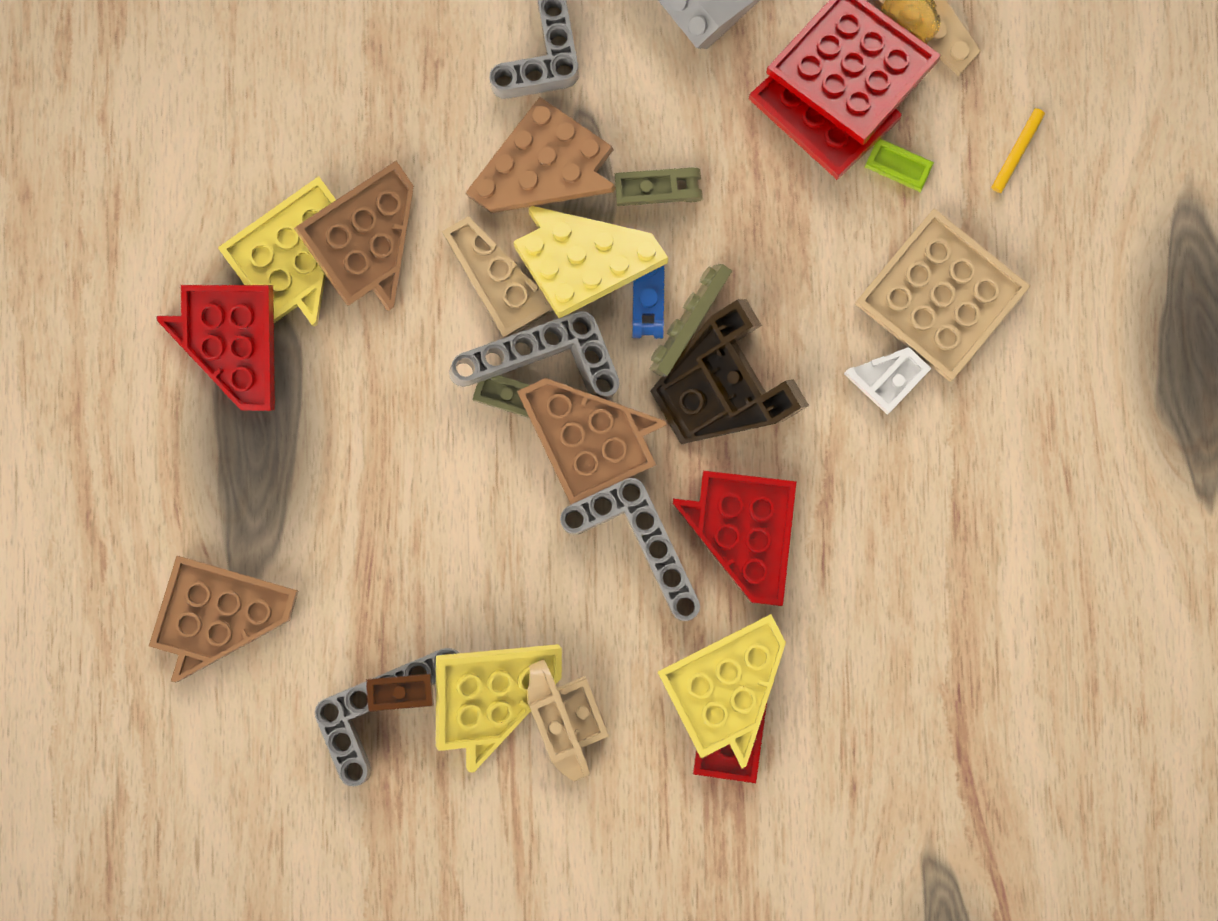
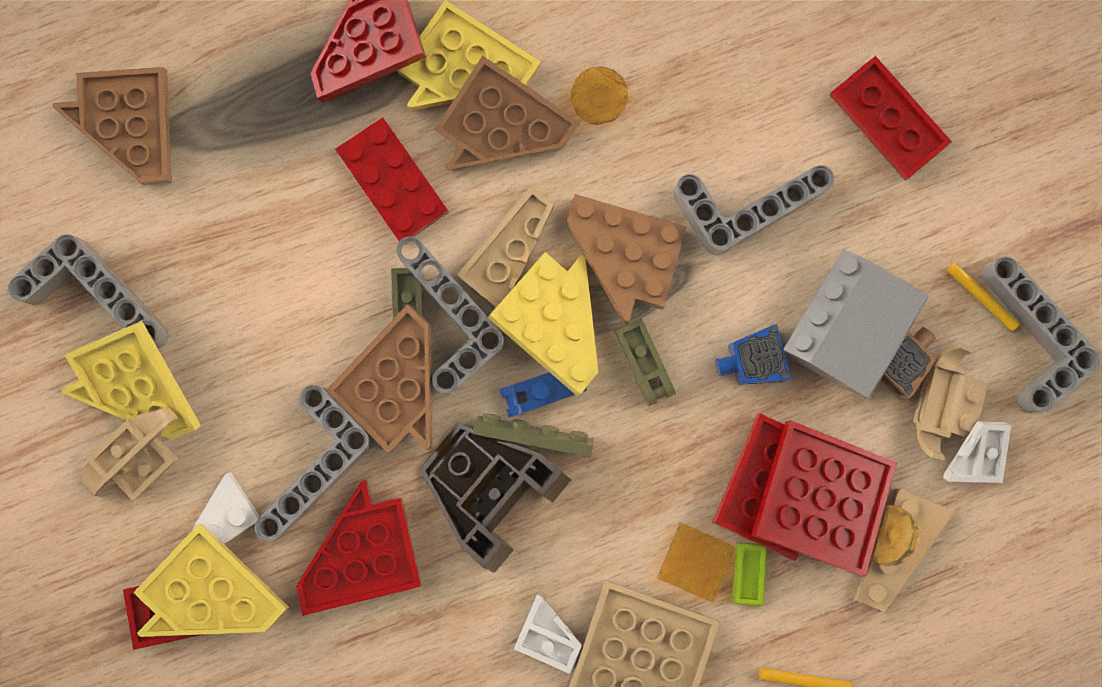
camera: 65 degrees right, 0 degrees up
(373, 132) = (599, 95): none -> clear yellow tile
(381, 368) = (392, 180): none -> red plate
(399, 692) = (100, 301): reddish brown plate -> none
(653, 646) = (228, 511): none -> white wing
(695, 78) = (756, 359): none -> torso
(869, 210) = (696, 562): none -> clear yellow tile

